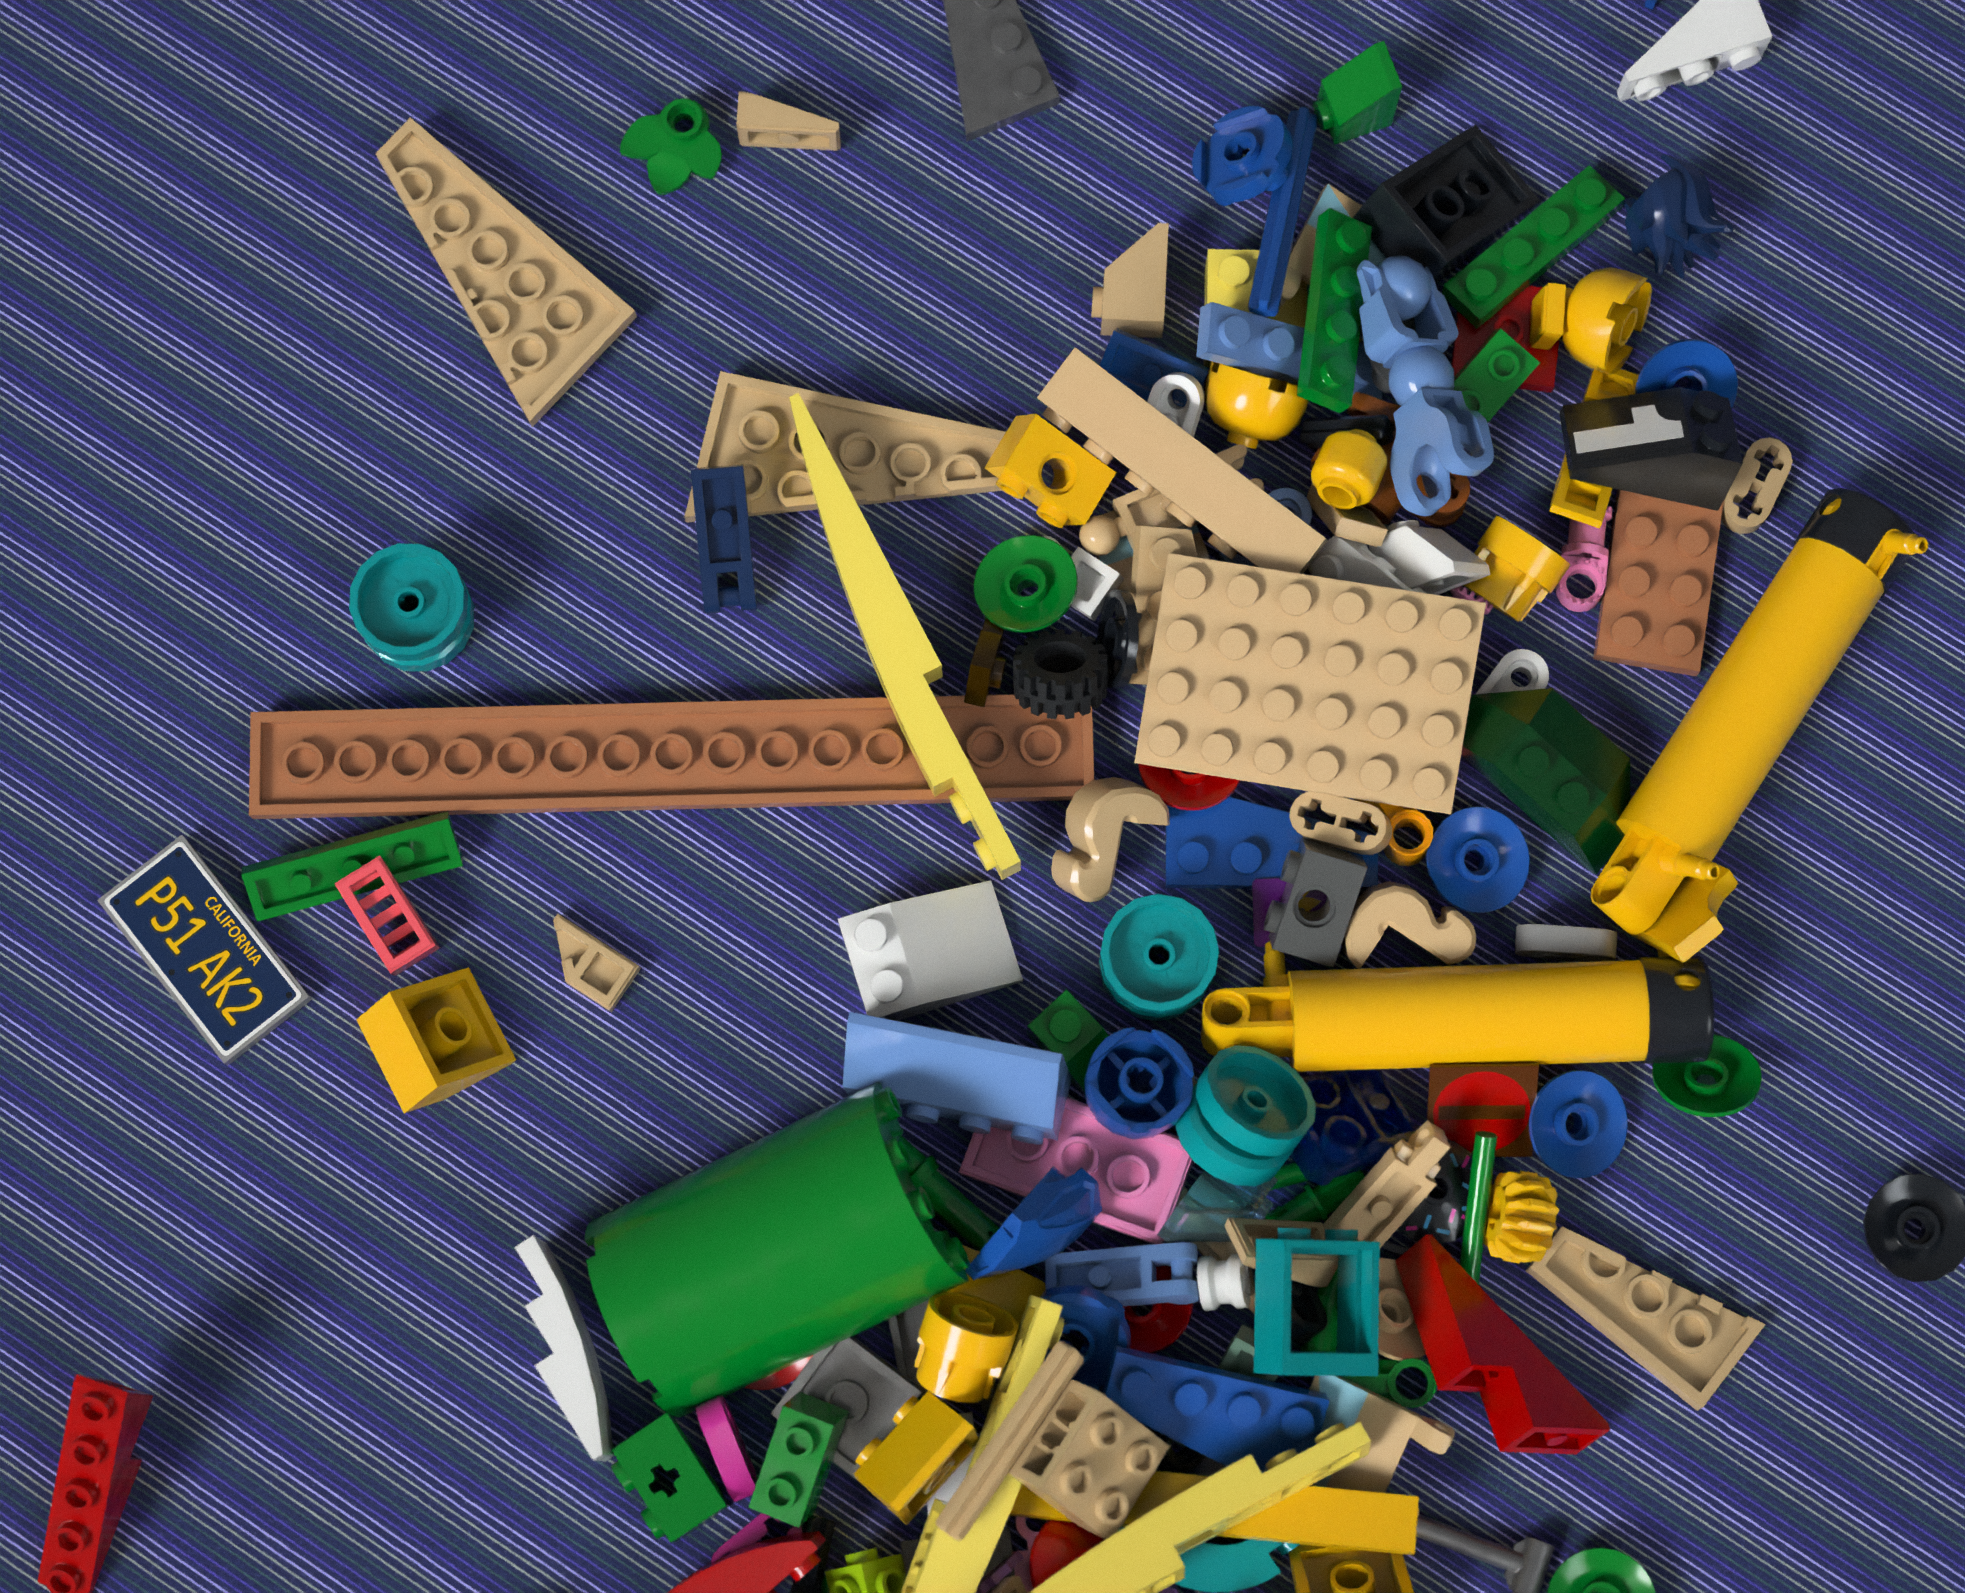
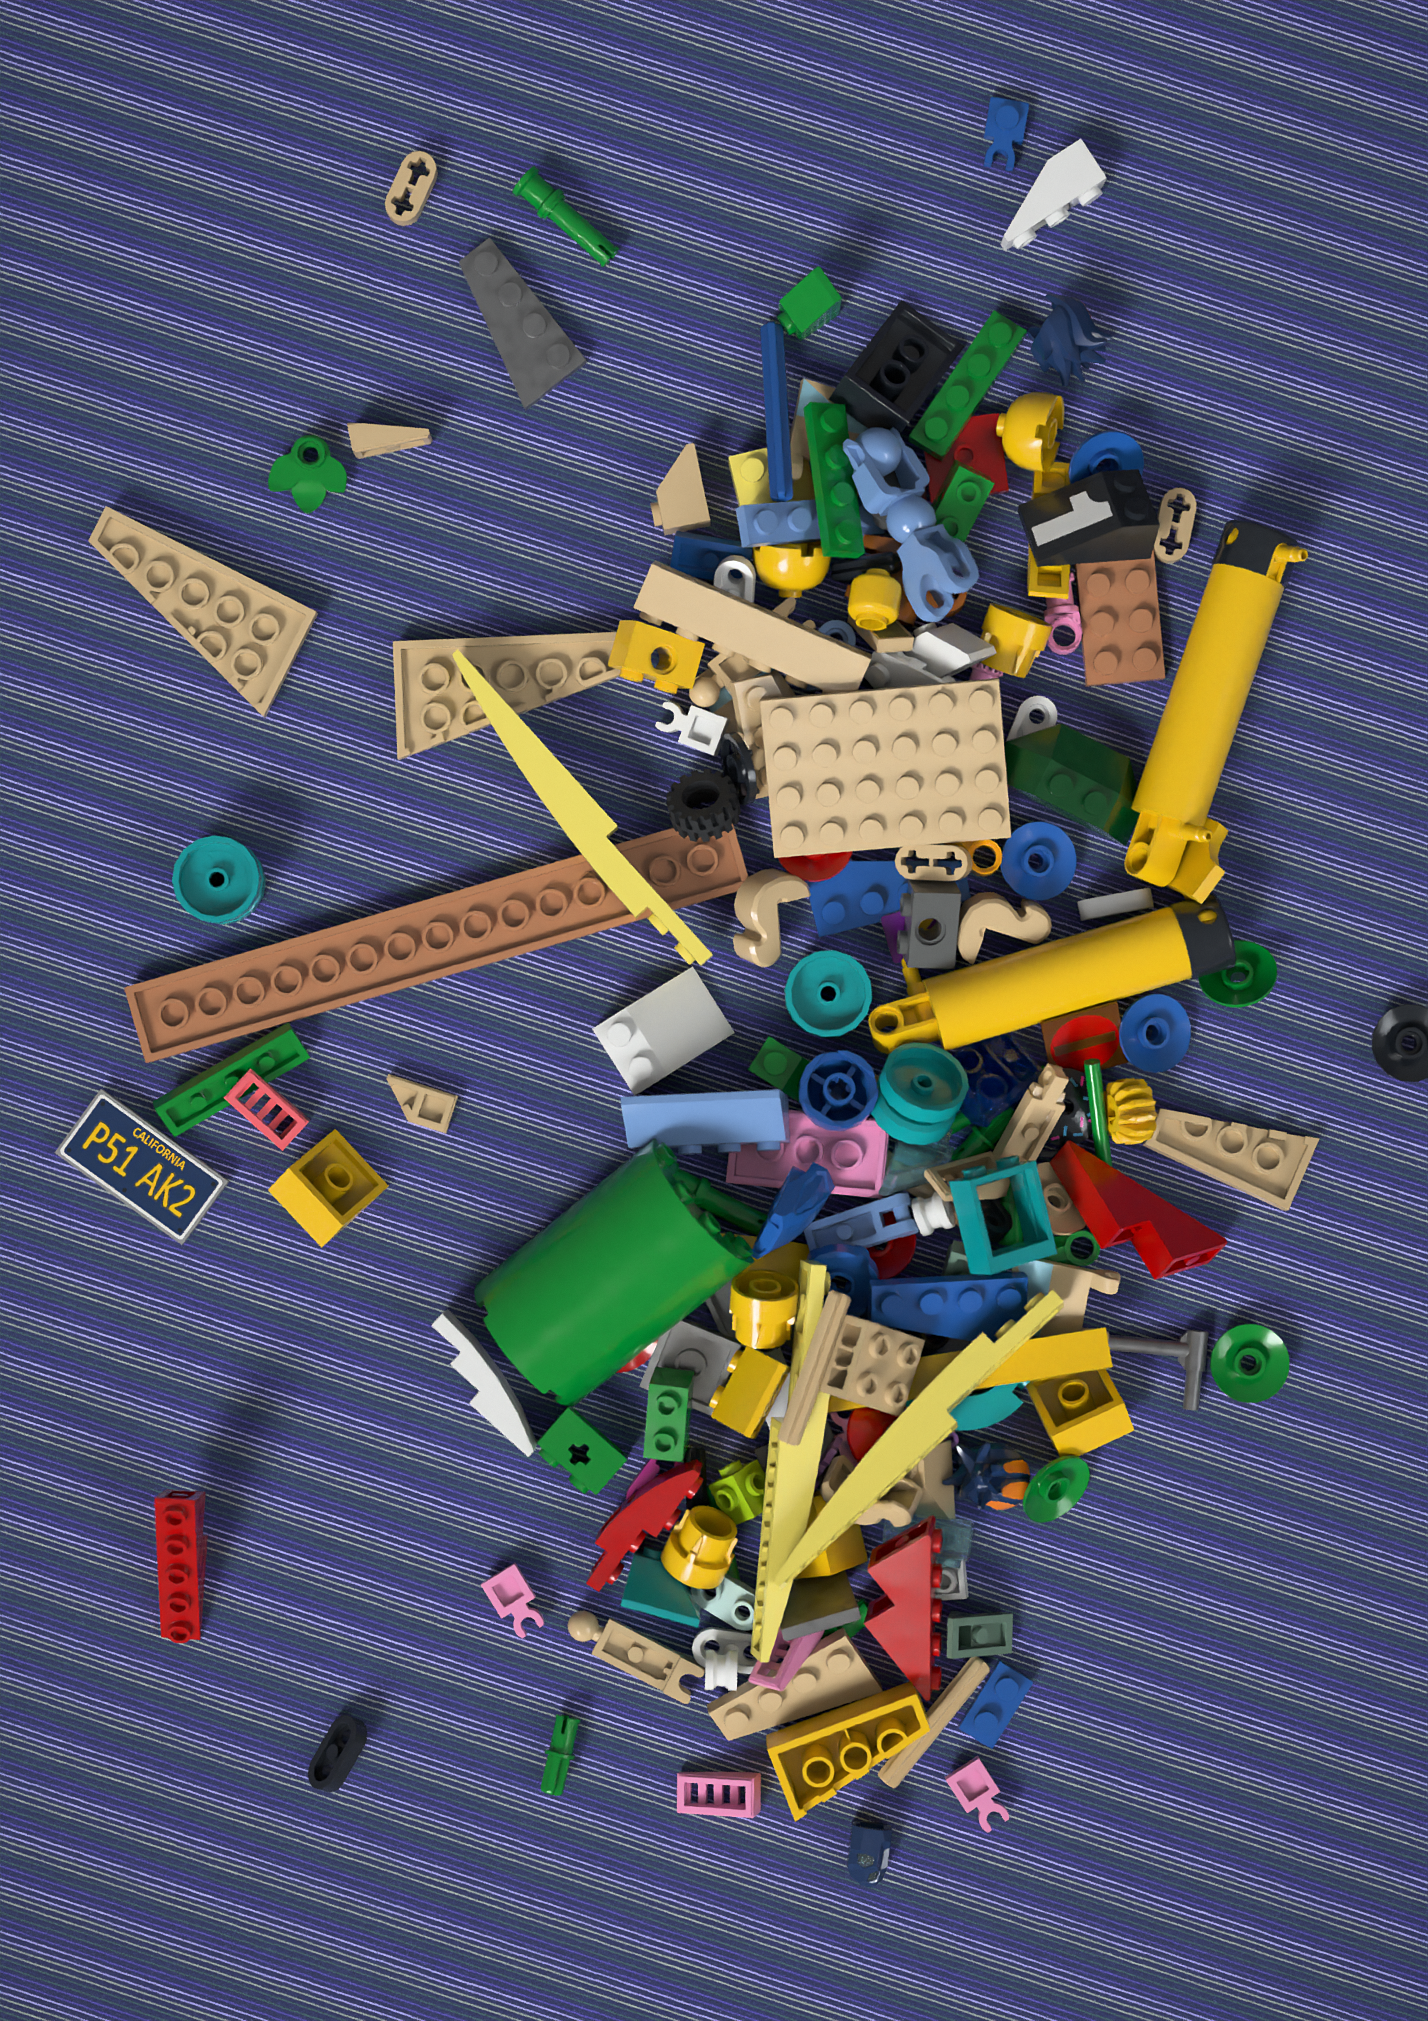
camera: 20 degrees left, 10 degrees up
(723, 536) = (430, 766): dark blue plate -> none
(727, 1447) = (616, 1418): dark pink beam -> none
(986, 665) = (648, 814): dark brown plate -> none
(1024, 564) = (645, 735): green dish -> none
(1261, 169) = (750, 385): blue plate -> none
(1547, 316) = (991, 440): yellow tile -> none

